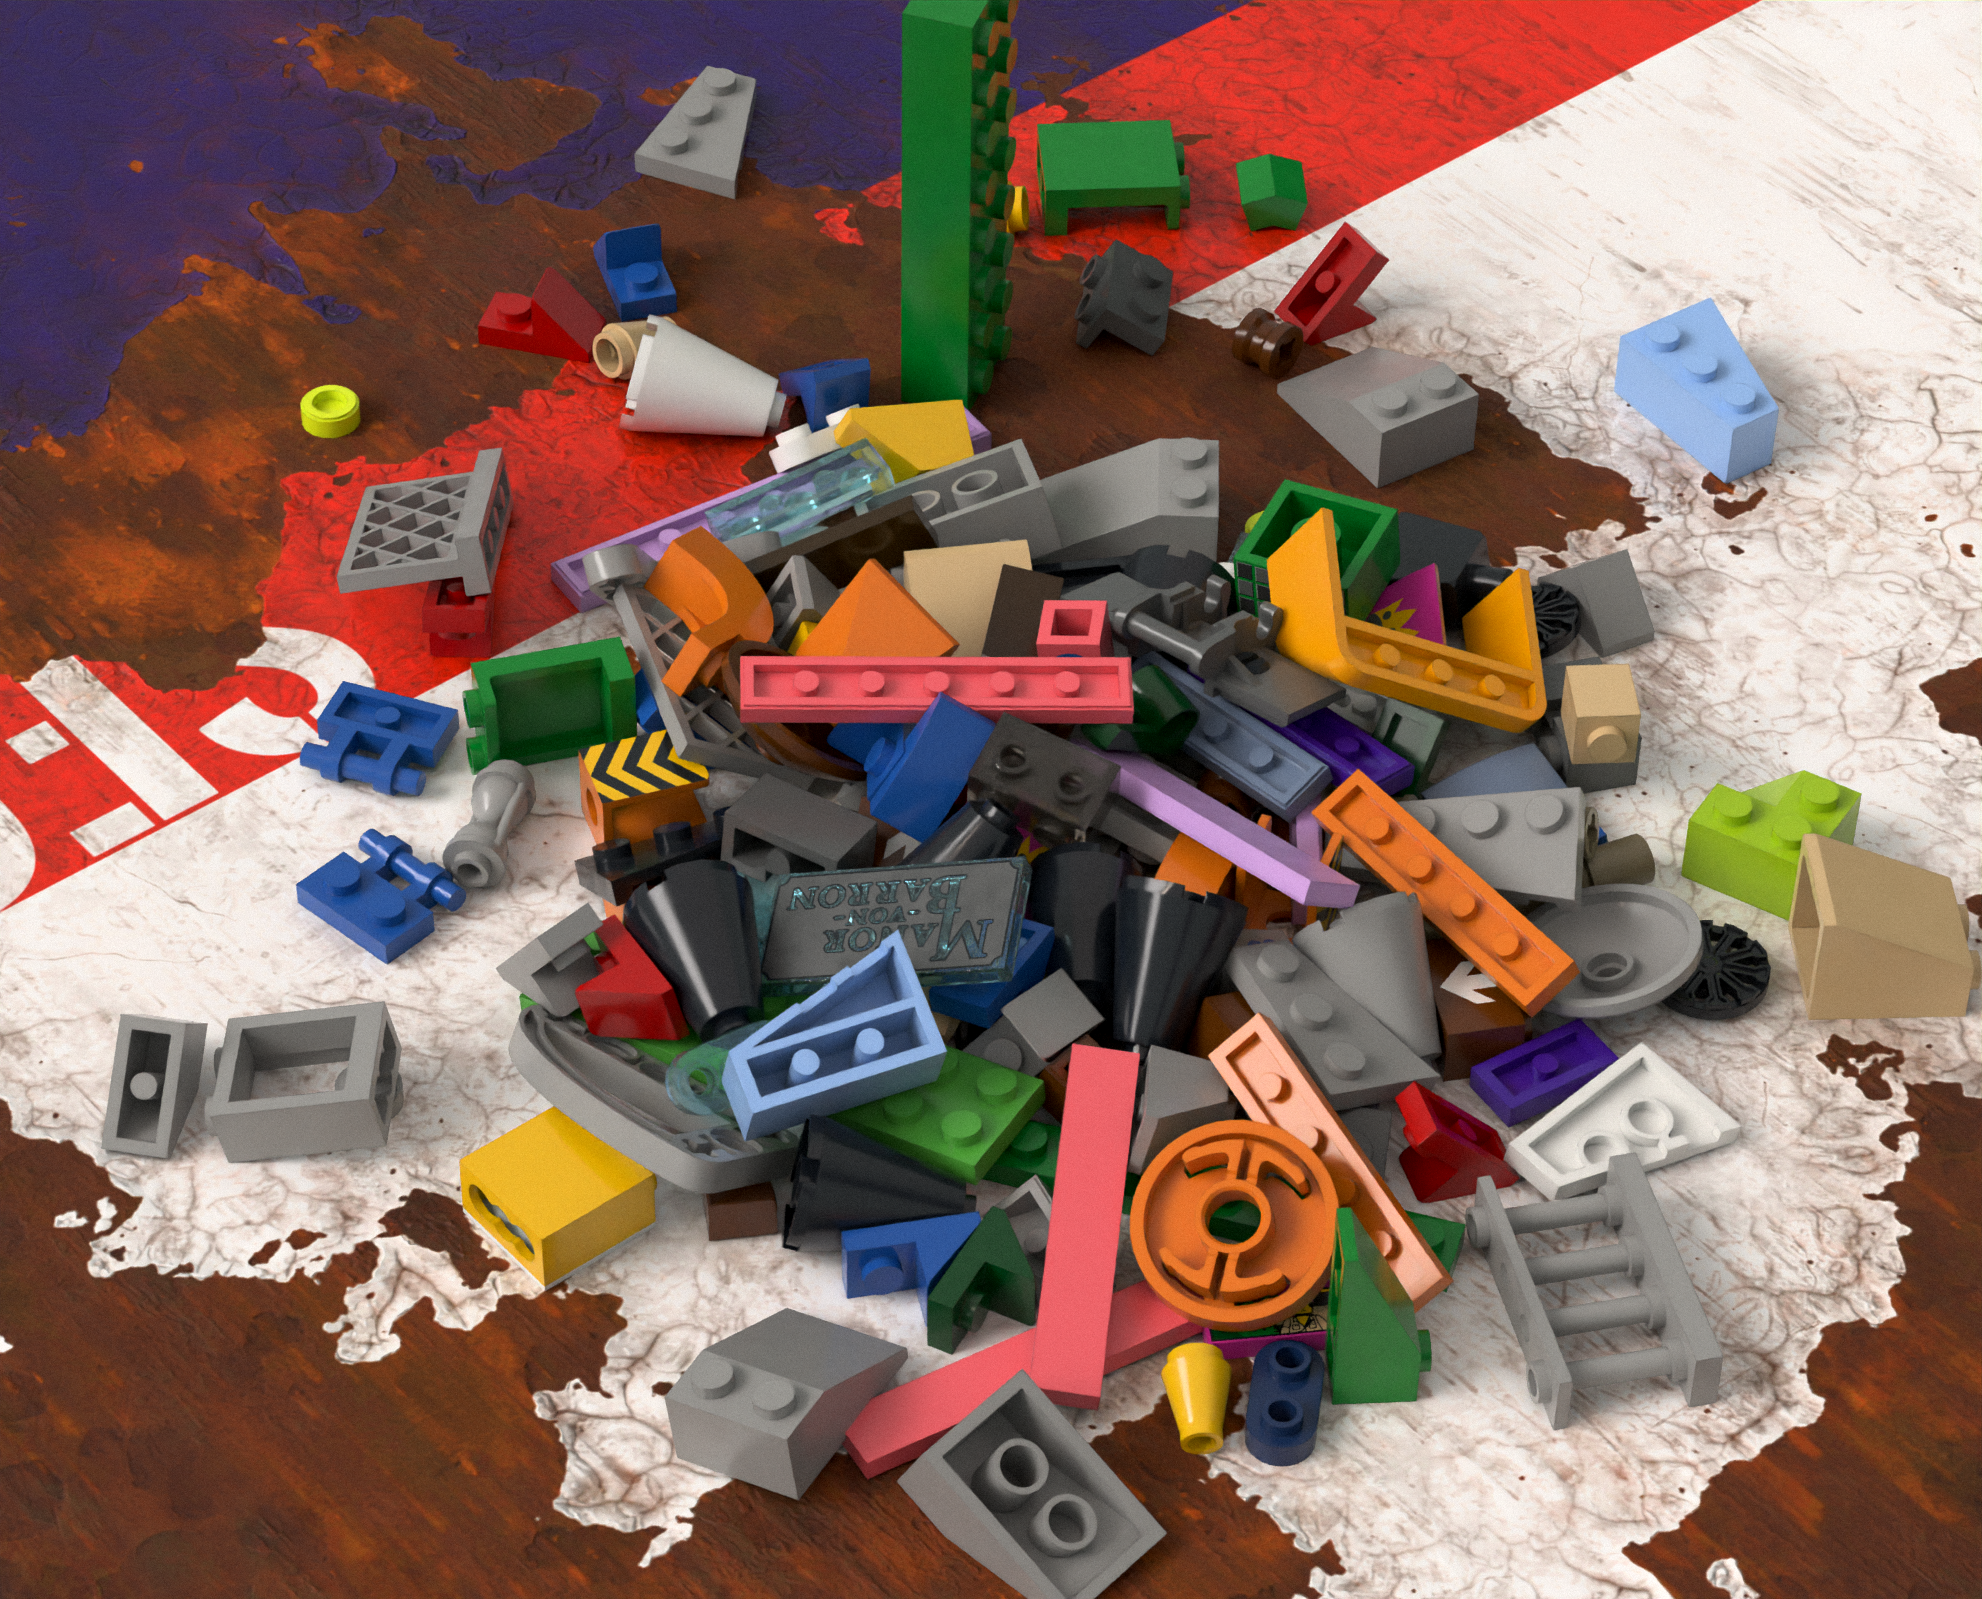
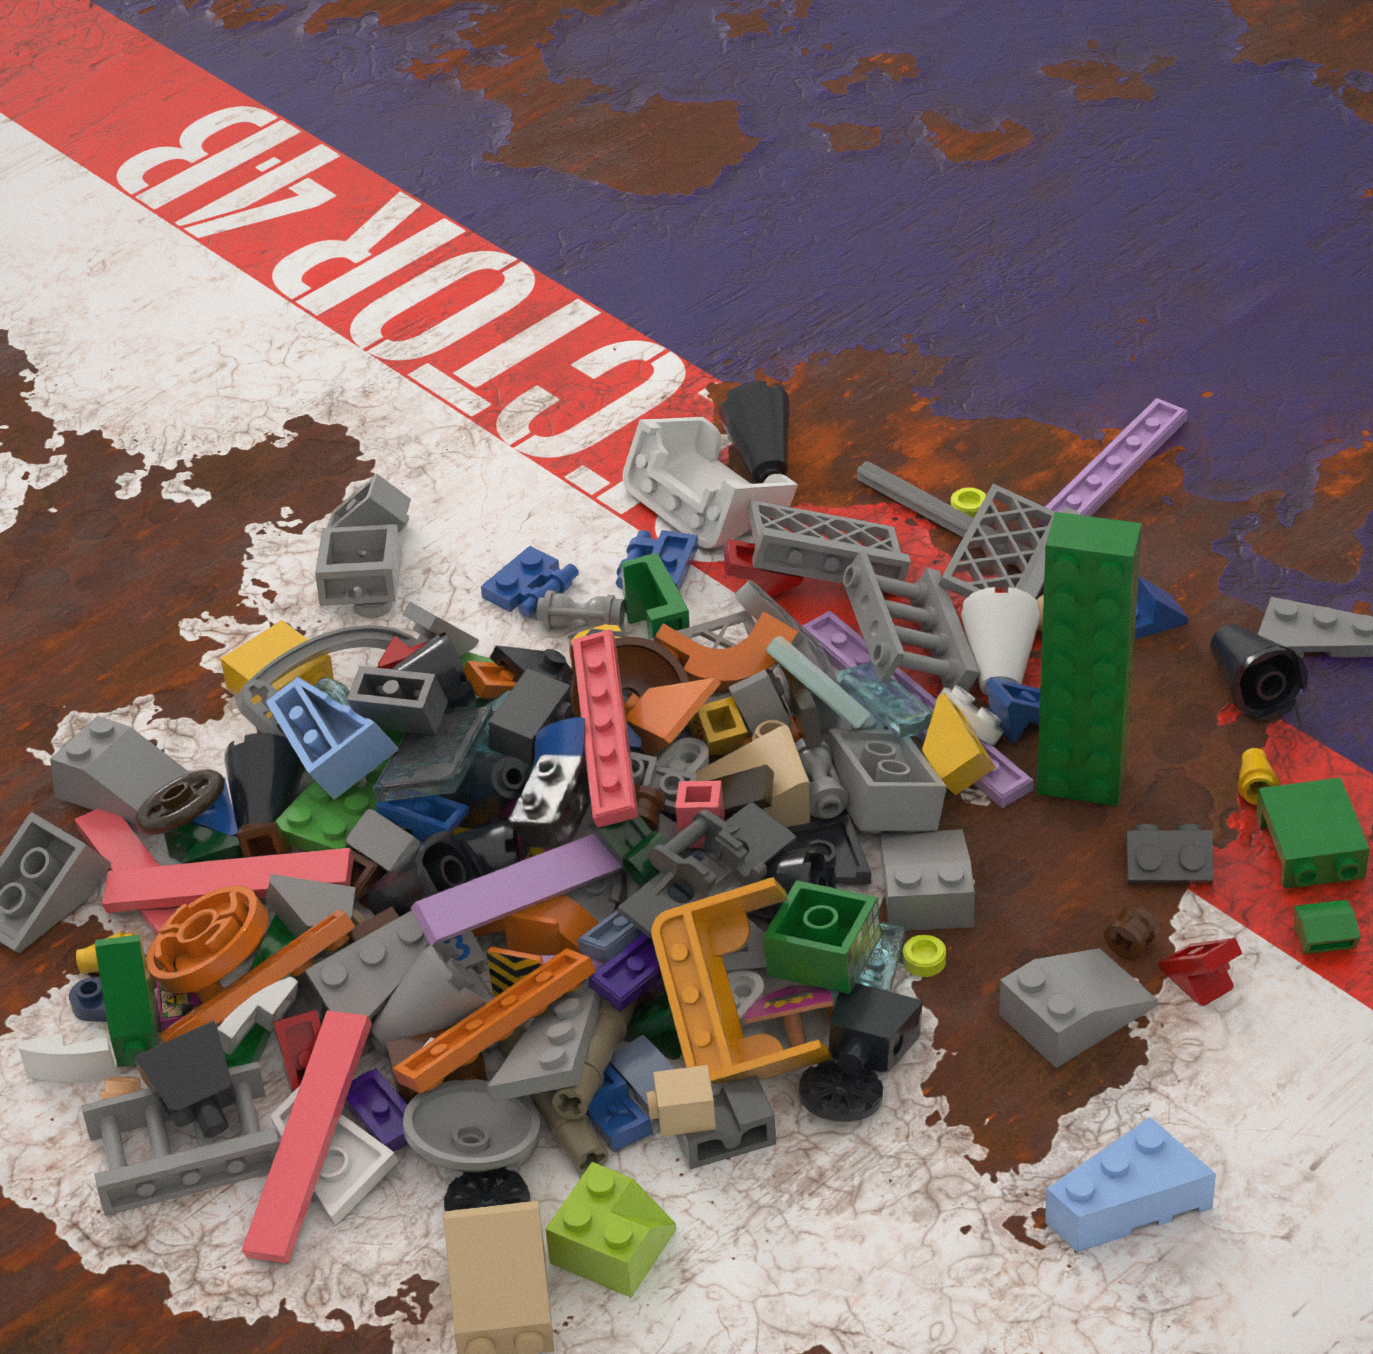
camera: 90 degrees right, 0 degrees up
(116, 589) = (758, 427): none -> black cone
(230, 684) = (681, 480): none -> white windscreen
(289, 266) = (1120, 459): none -> lavender tile
(351, 435) = (924, 503): none -> light grey axle
(502, 354) = (1032, 573): none -> light grey fence
(648, 460) = (930, 608): none -> light grey fence
(784, 528) = (818, 682): none -> light aqua tile
(793, 174) = (1258, 672): none -> black cone
(801, 937) = (398, 699): none -> flat silver brick
(941, 1316) = (179, 802): none -> dark brown plate
(1008, 1181) = (262, 840): none -> reddish brown slope
(1415, 1178) = (260, 1008): none -> white slope
(1427, 1434) = (53, 1061): none -> white slope
(1495, 1367) = (120, 1086): none -> light nougat plate
(1534, 1225) = (190, 1079): none -> black torso
(1608, 602) = (872, 1134): light grey slope -> none
(1614, 1124) = (307, 1137): none -> coral tile

